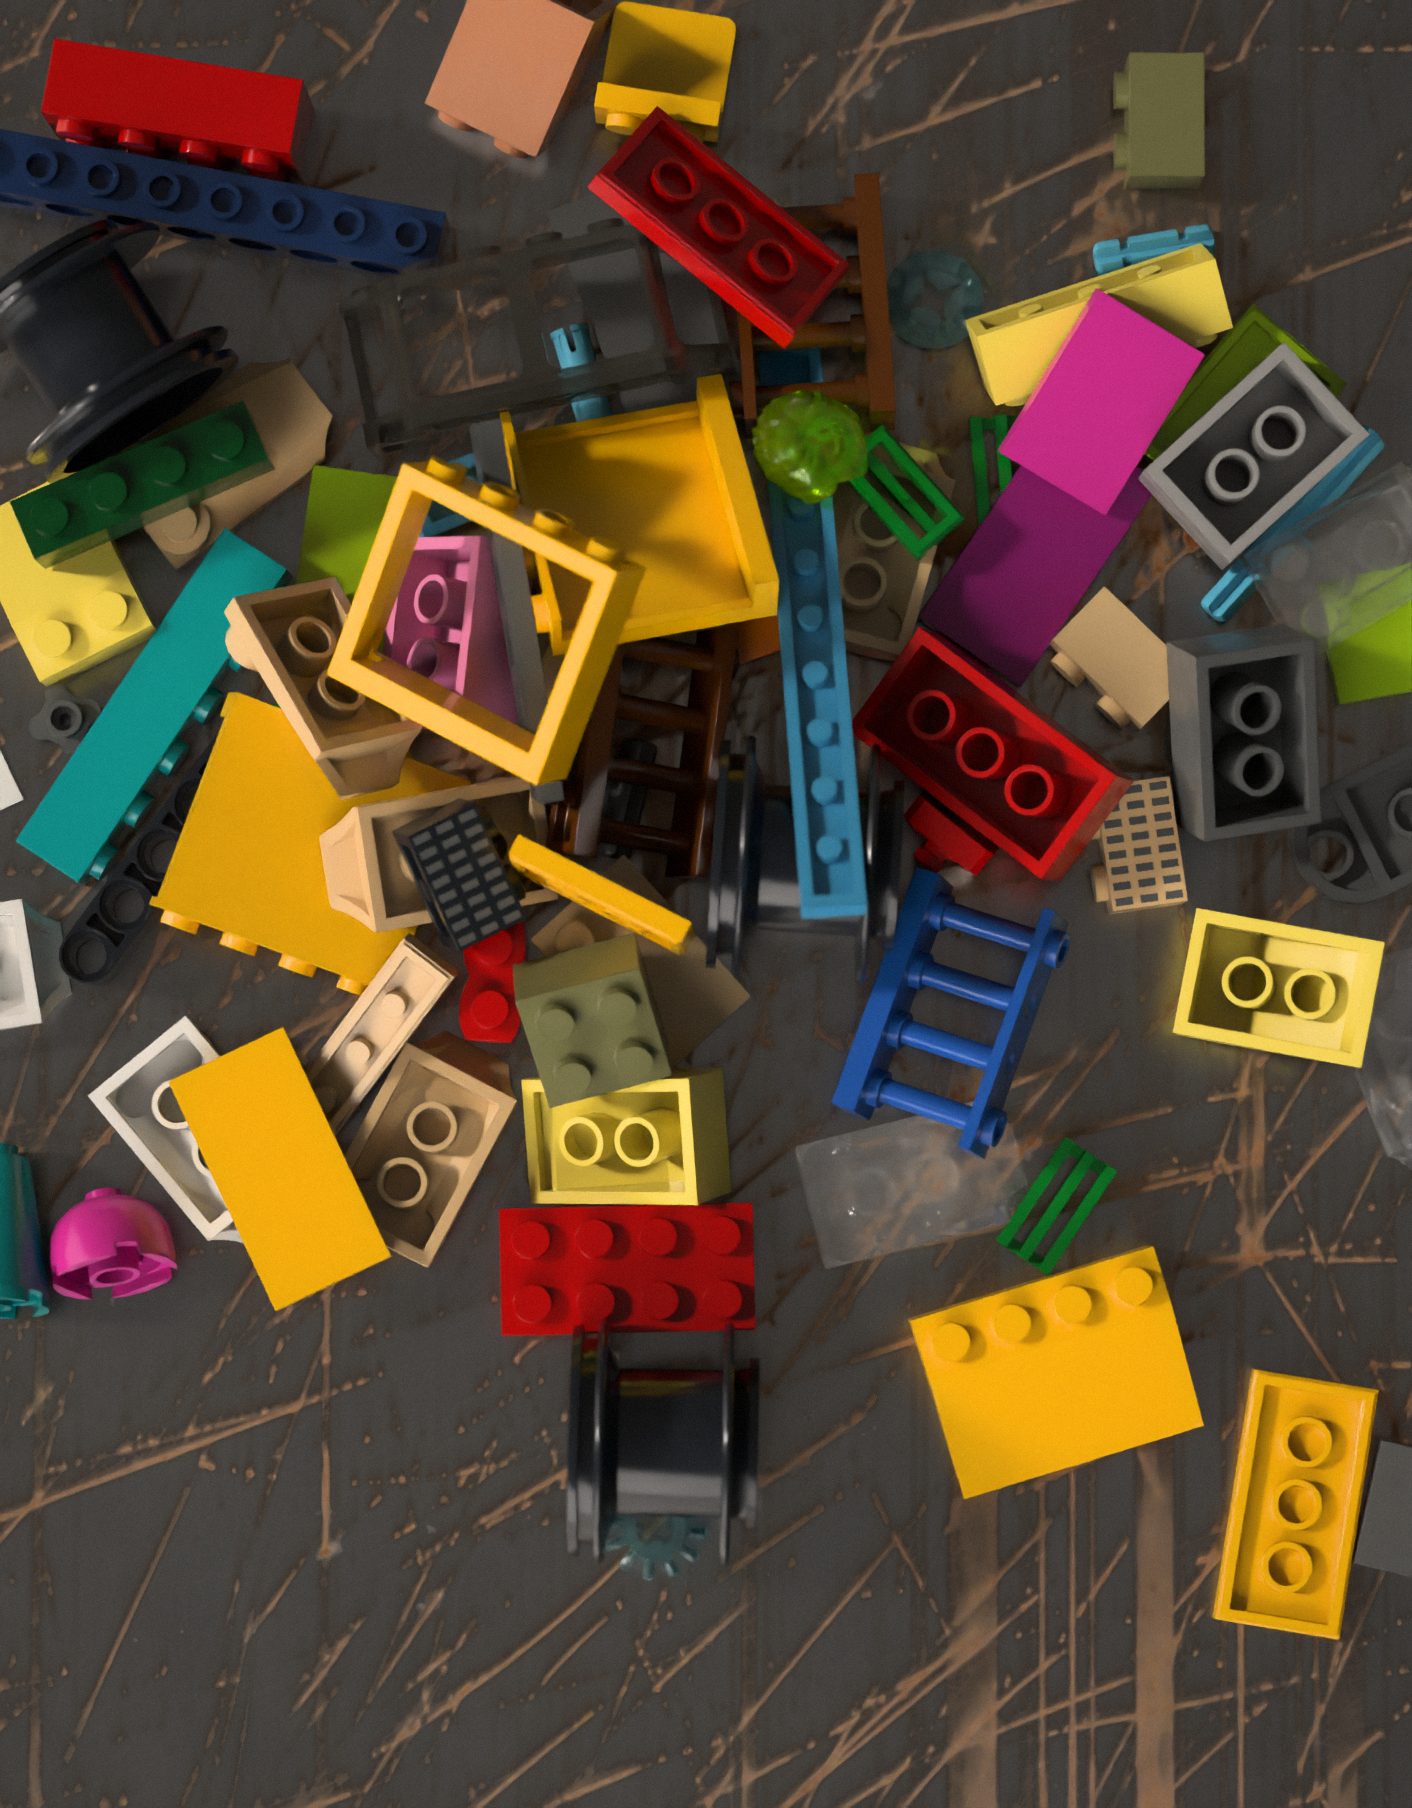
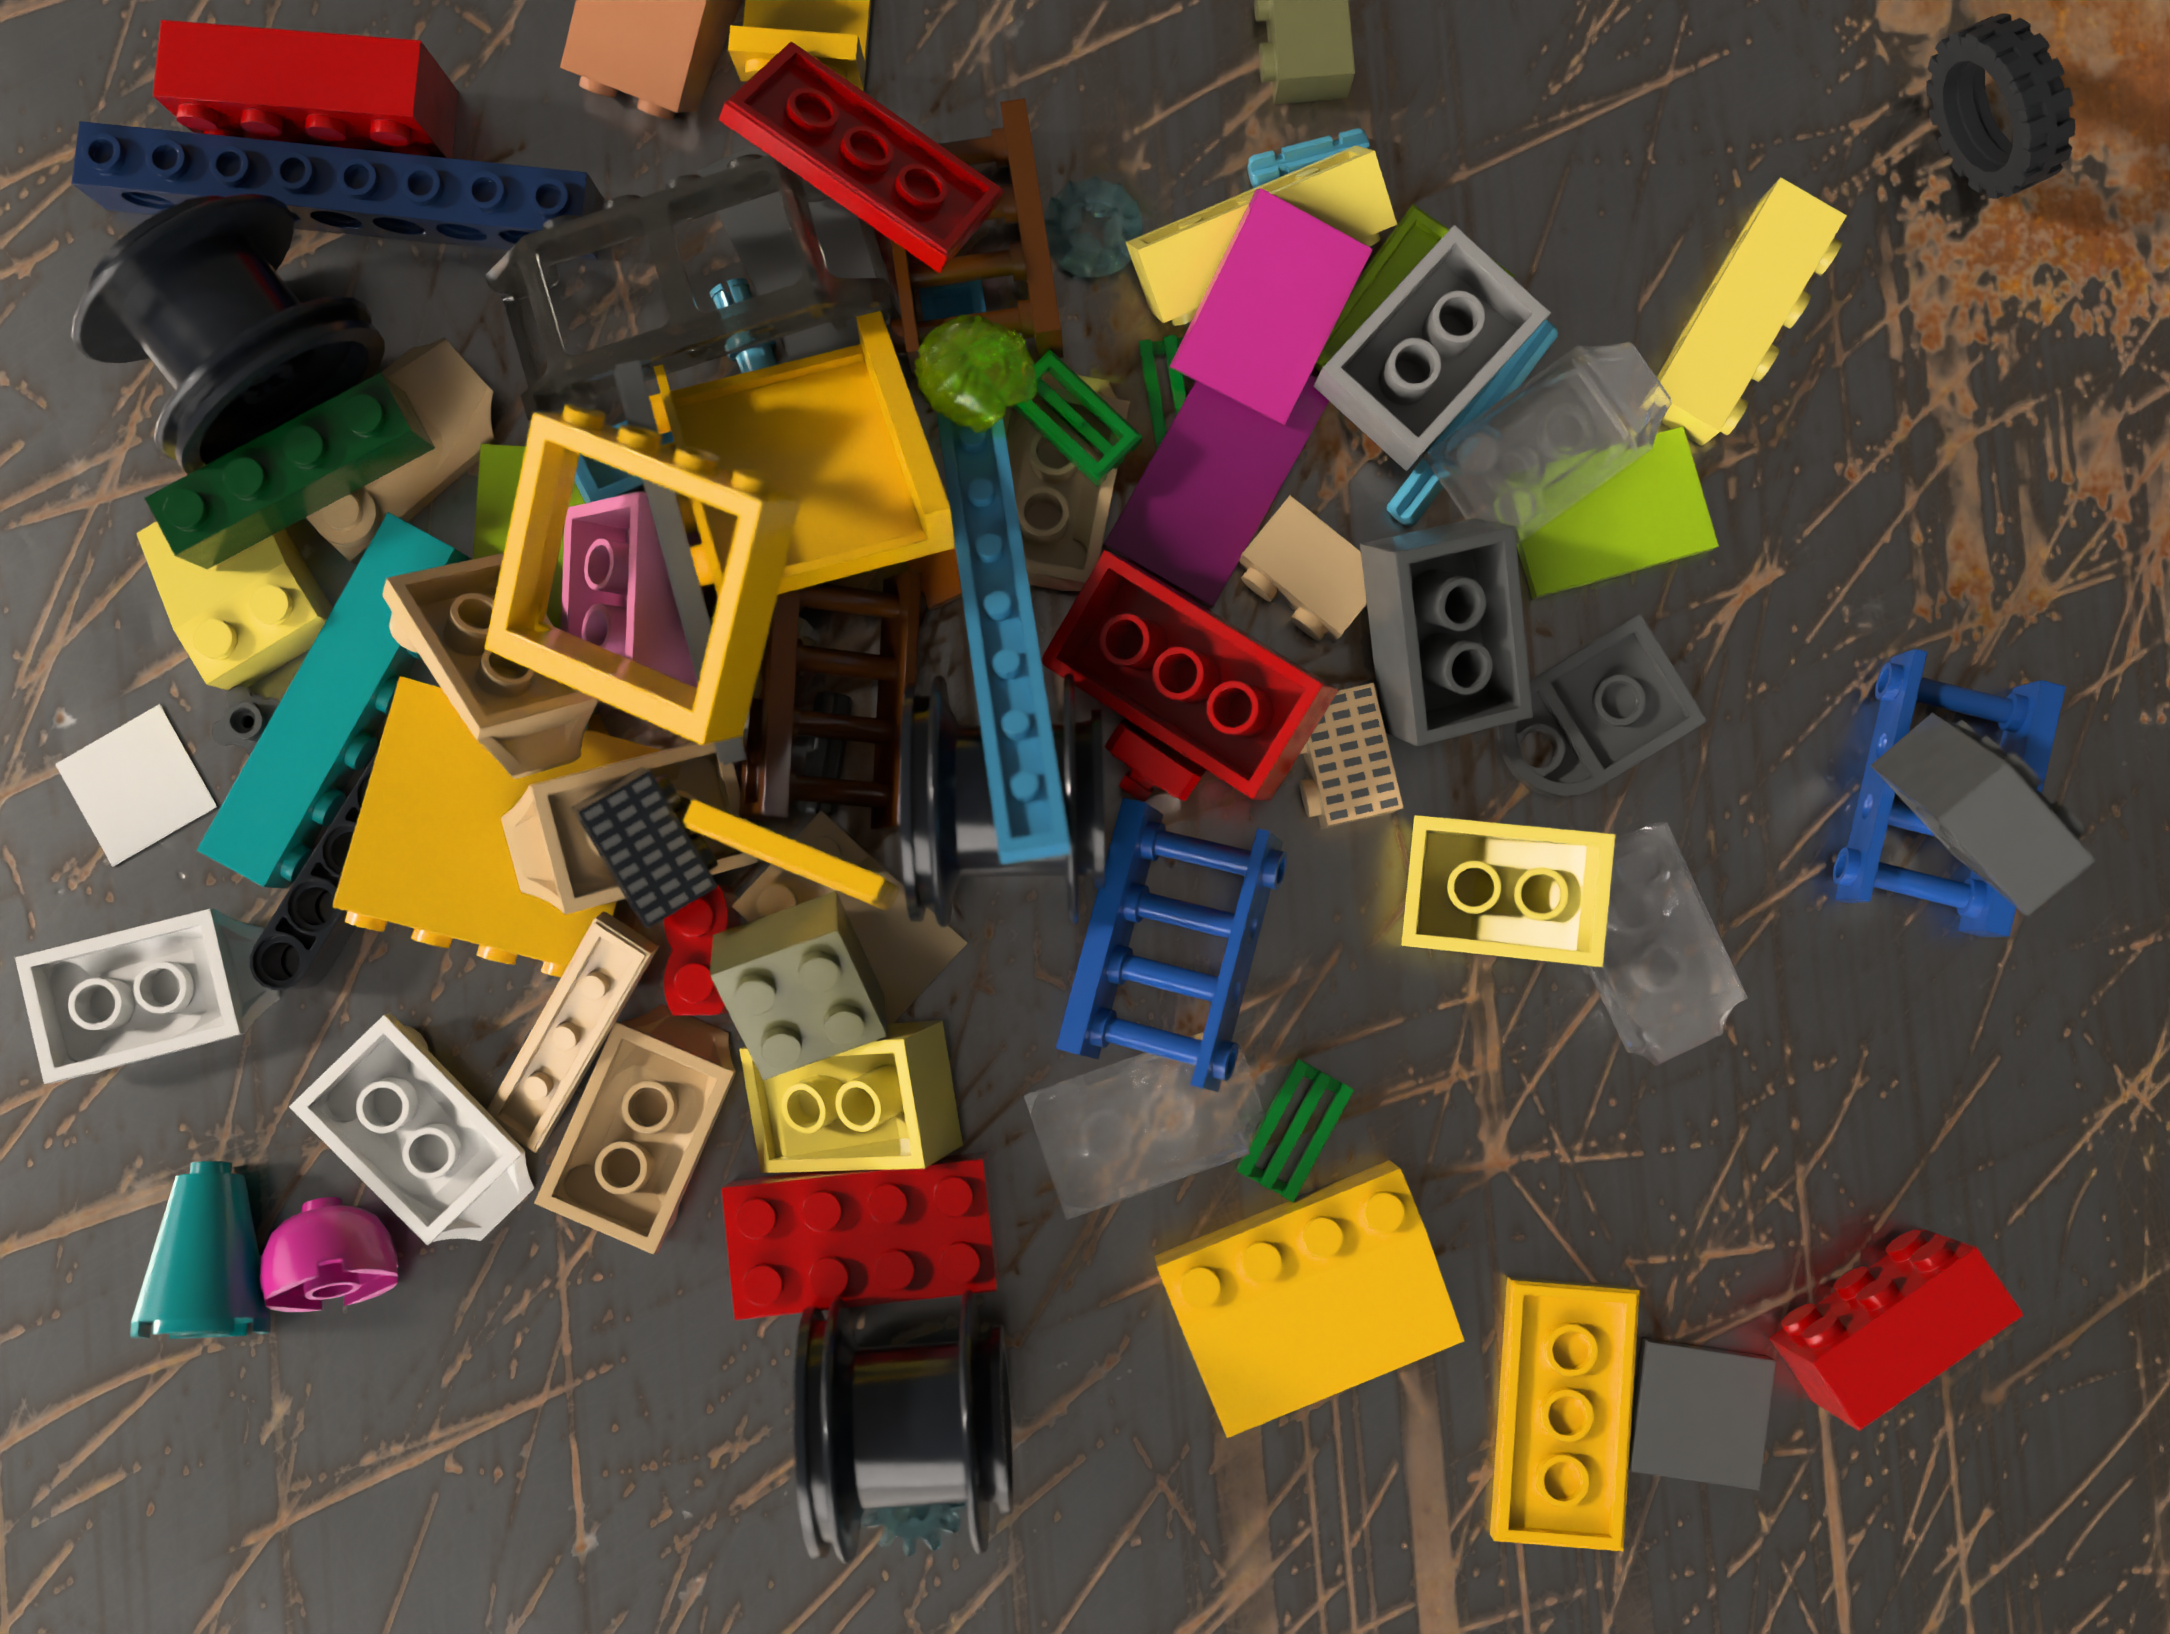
camera: 10 degrees left, 0 degrees up
(279, 1169) = (490, 1167): yellow tile -> none

